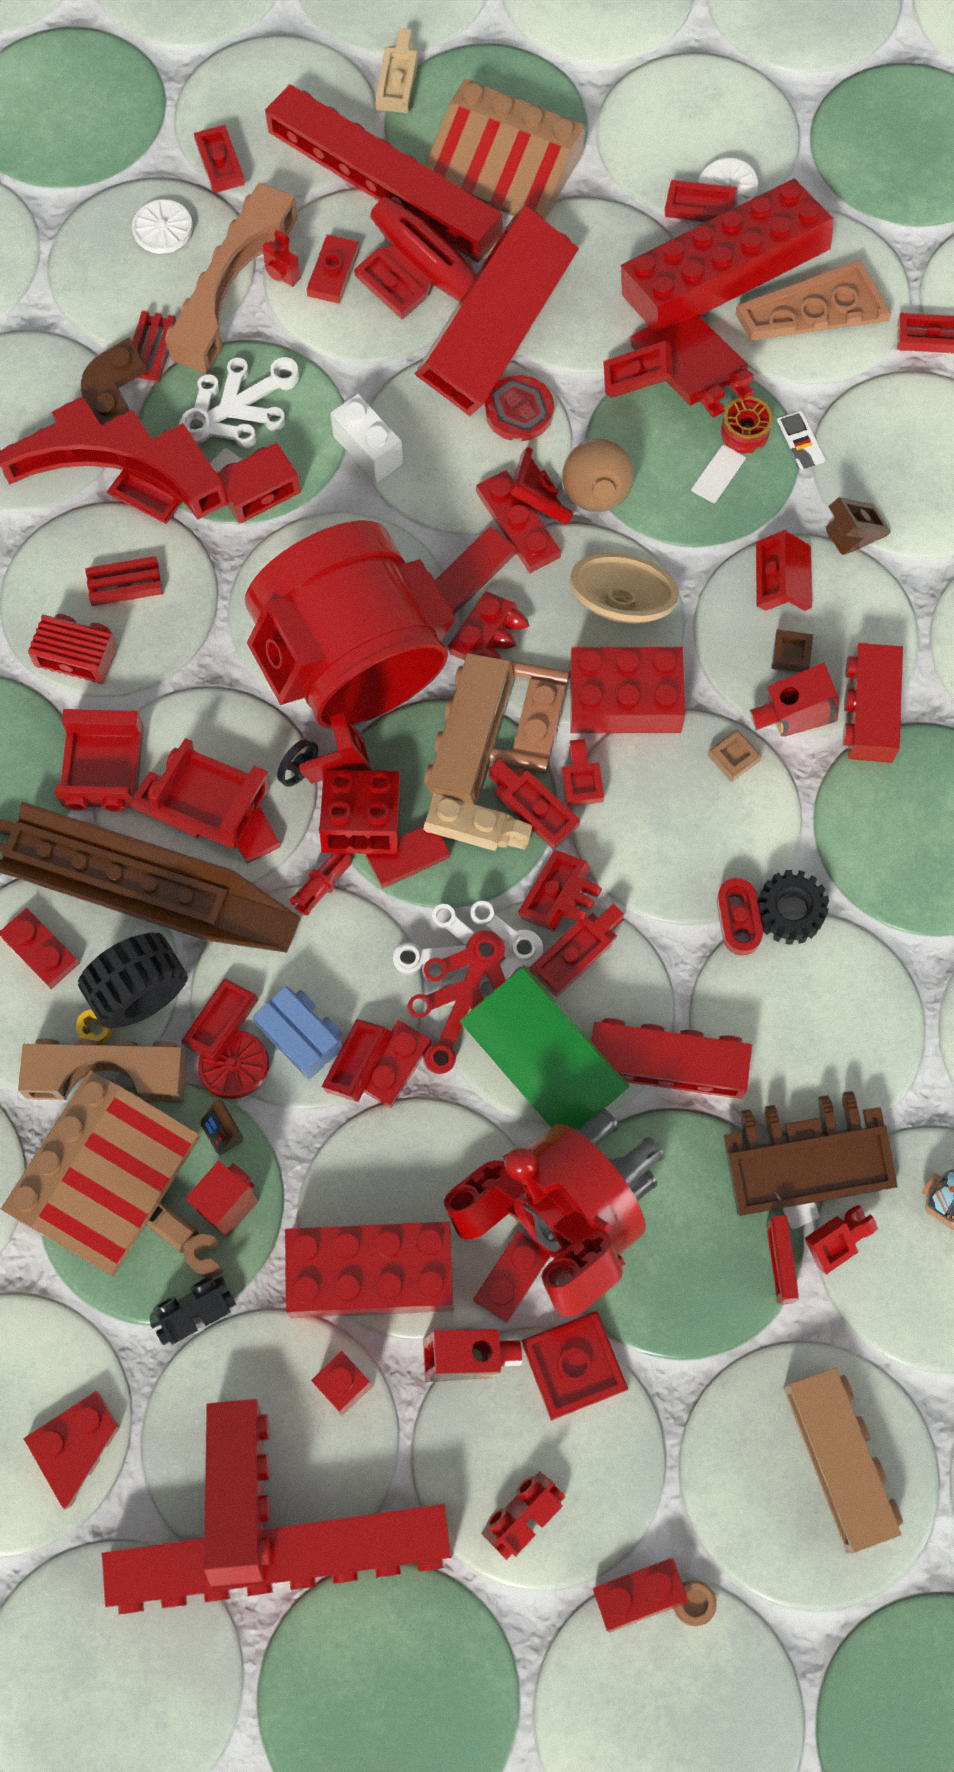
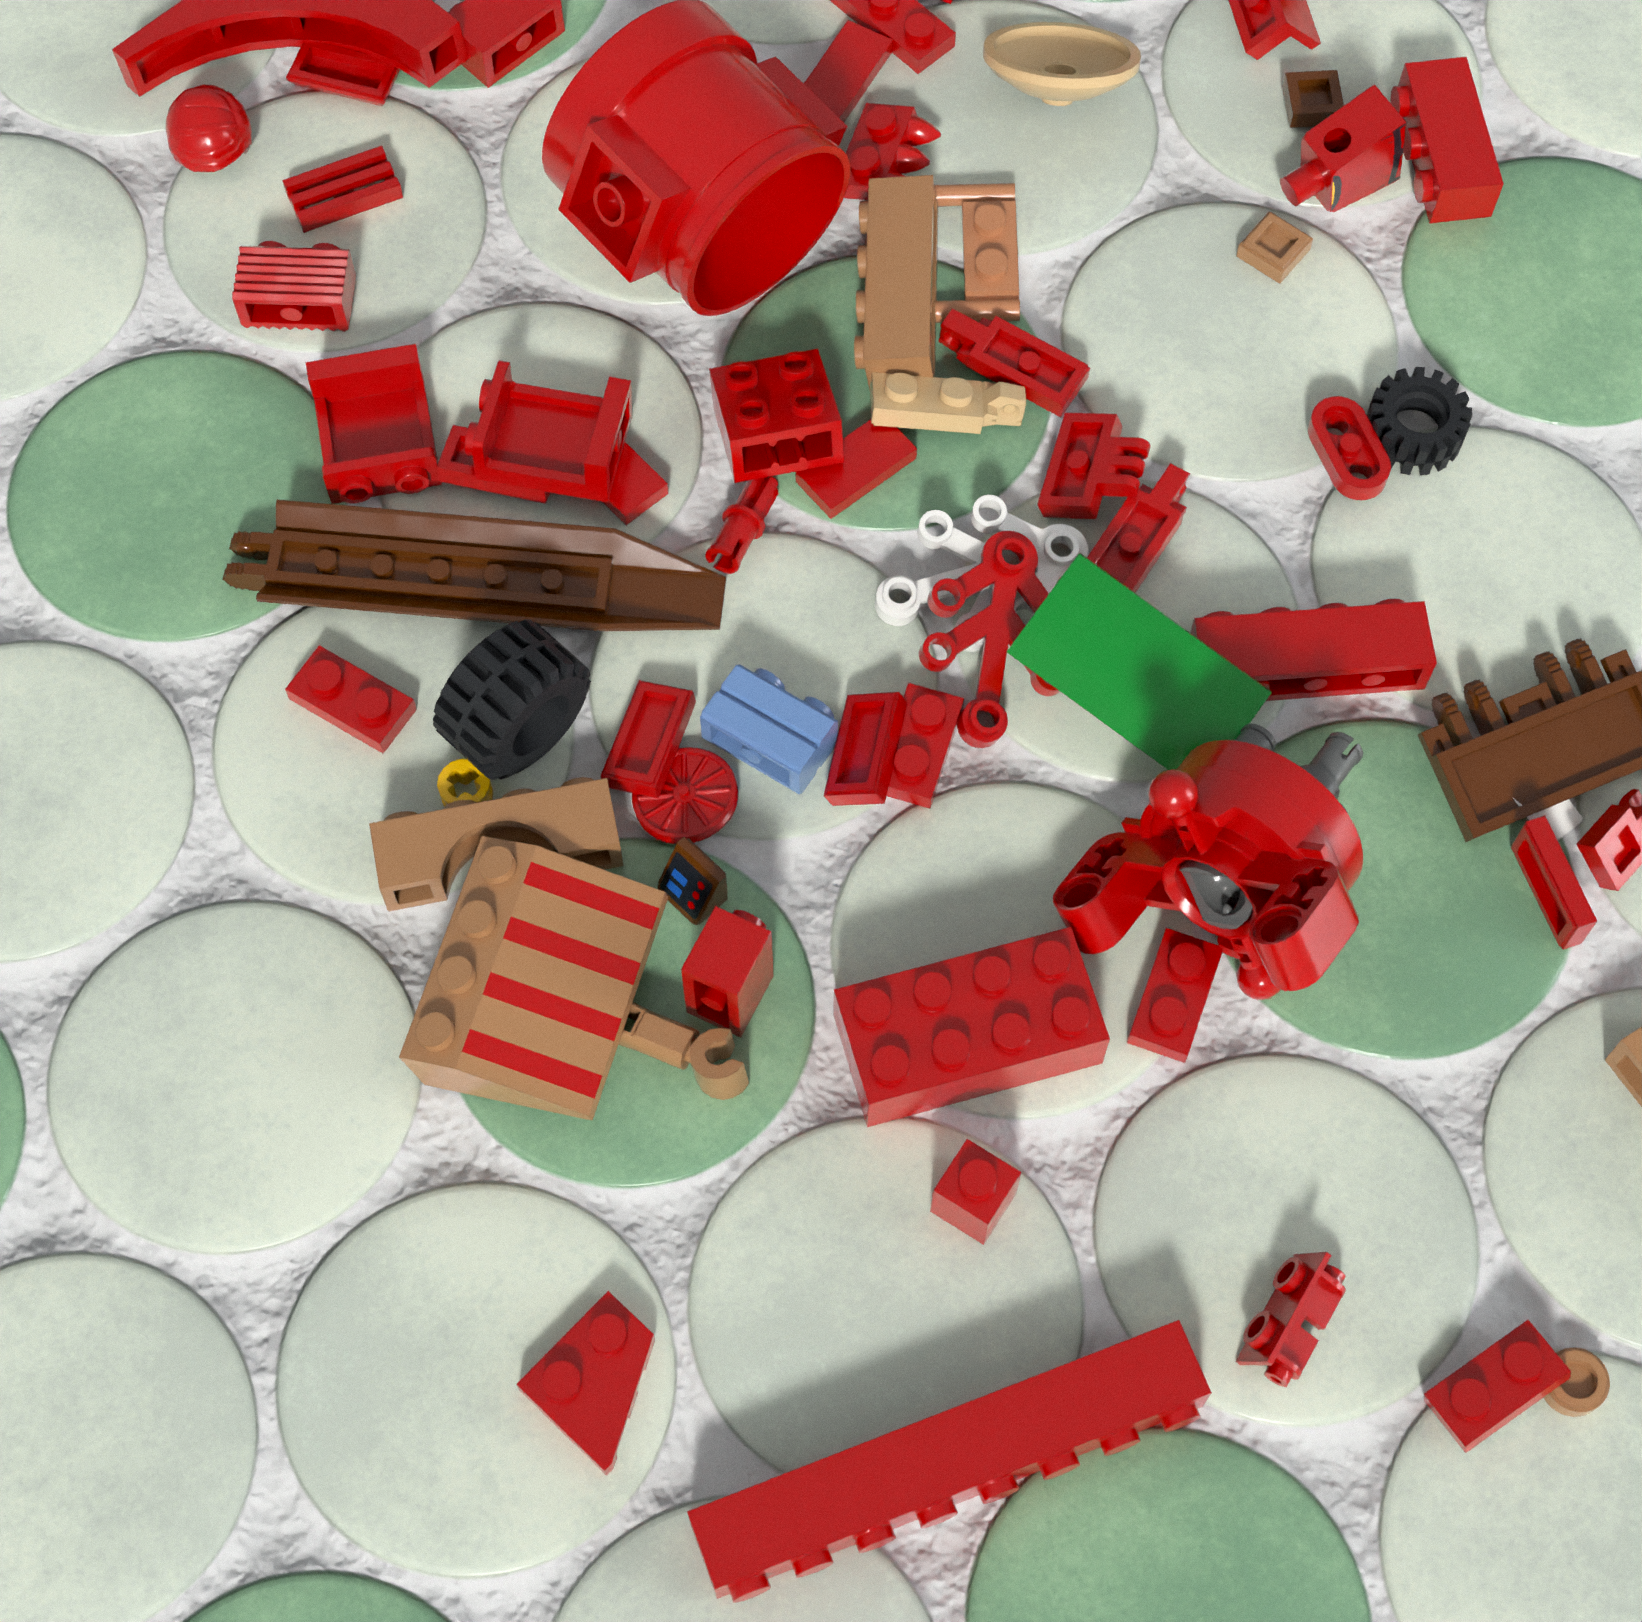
camera: 15 degrees left, 5 degrees down
(45, 521) = (207, 128): none -> red hair
(176, 1315) = (700, 1156): black hinge -> none
(235, 1493) = (867, 1376): red brick -> none
(350, 755) = (692, 371): red piece -> none
(450, 1354) = (1145, 1108): red torso -> none
(574, 1365) = (1300, 1095): red tile -> none
(581, 780) = (1073, 316): red plate -> none
(626, 690) = (1103, 188): red brick -> none

